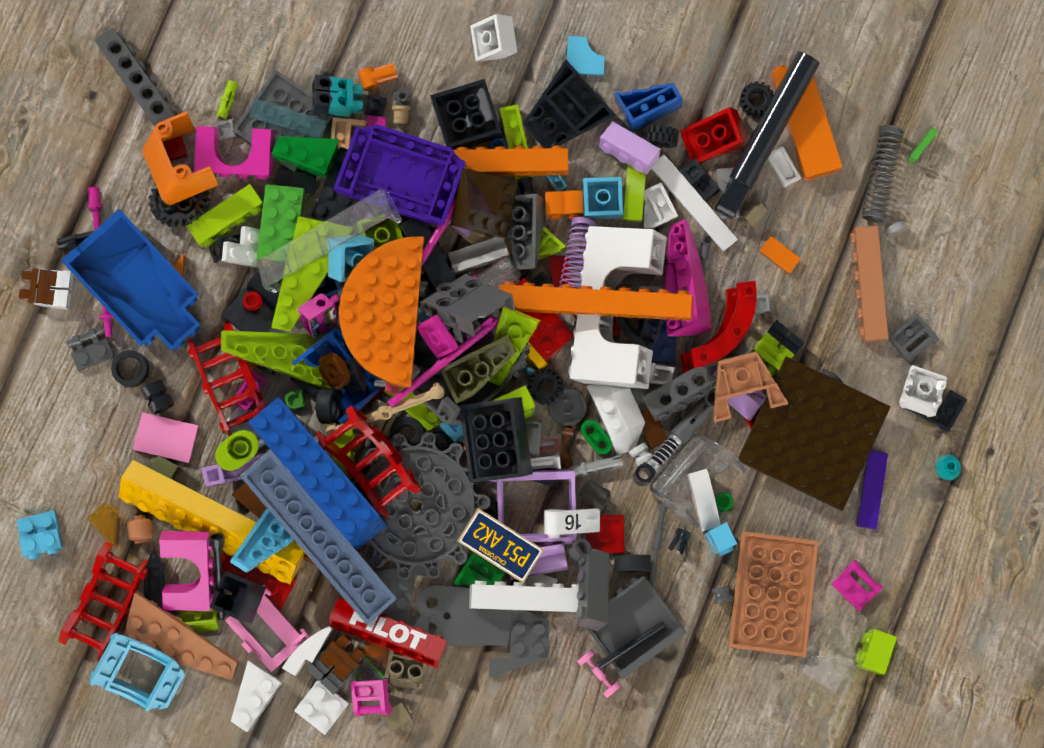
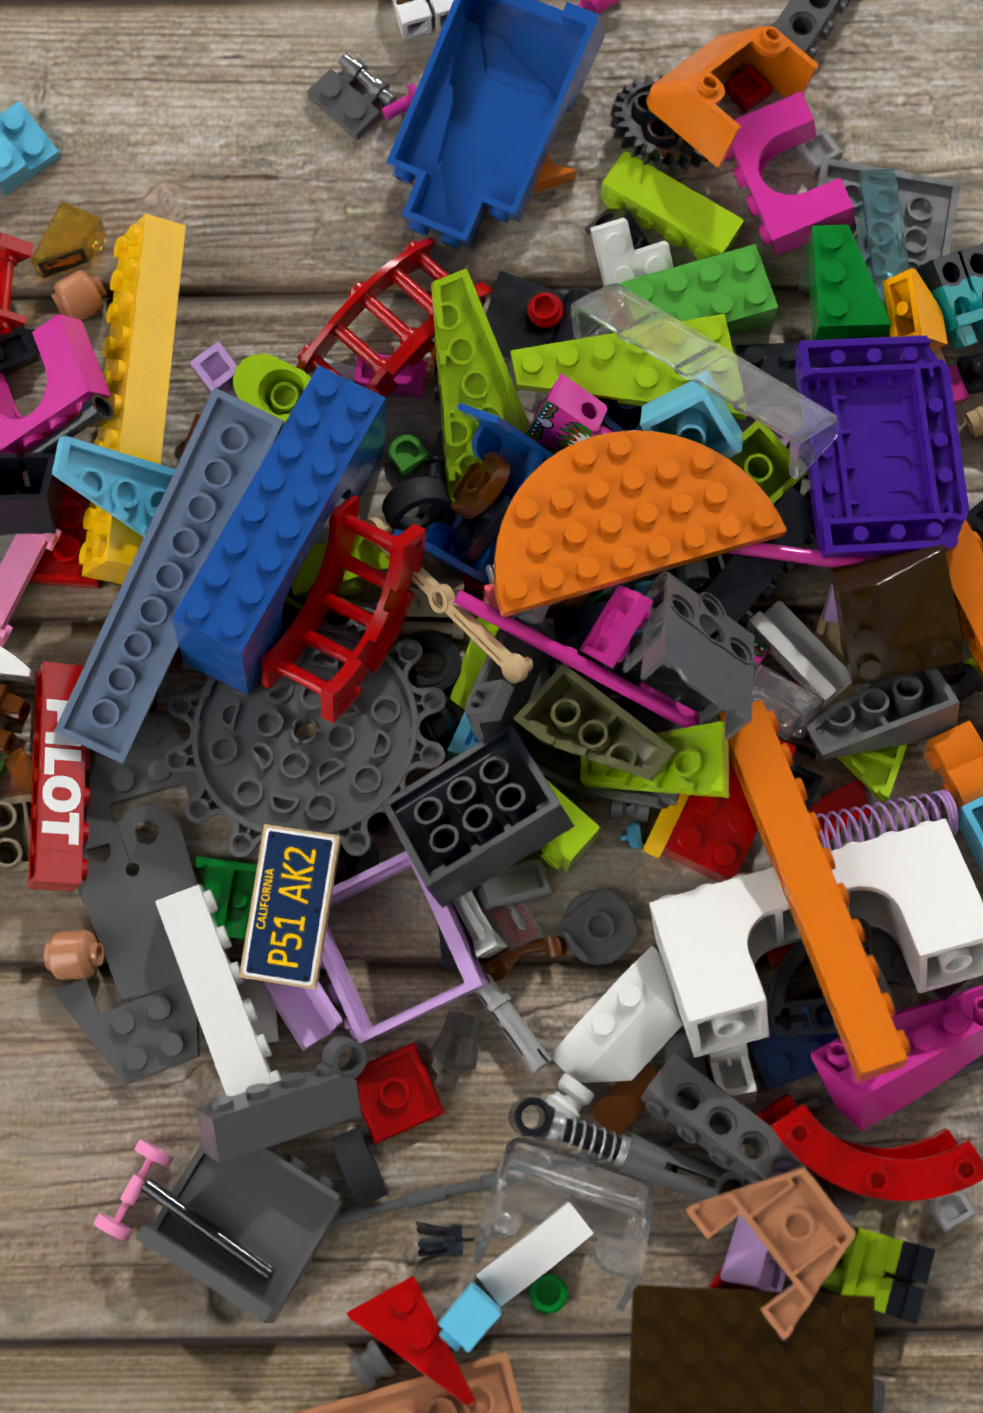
camera: 70 degrees right, 5 degrees down
(130, 354) = (339, 145): black tyre -> none
(157, 397) = (311, 232): black wheel -> none
(164, 467) = (198, 292): olive brick -> none
(166, 437) = (253, 275): bright pink tile -> none
(227, 99) = (894, 129): lime pin -> none
(296, 179) = (792, 311): black slope -> none
(336, 125) = (913, 308): none -> light orange slope
(476, 659) = (73, 954): none -> nougat head
(556, 391) = (617, 891): black tyre -> none
(562, 522) = (385, 1015): white door -> none
(596, 437) = (566, 1002): green plate -> none
(711, 571) = (408, 1327): none -> red wing

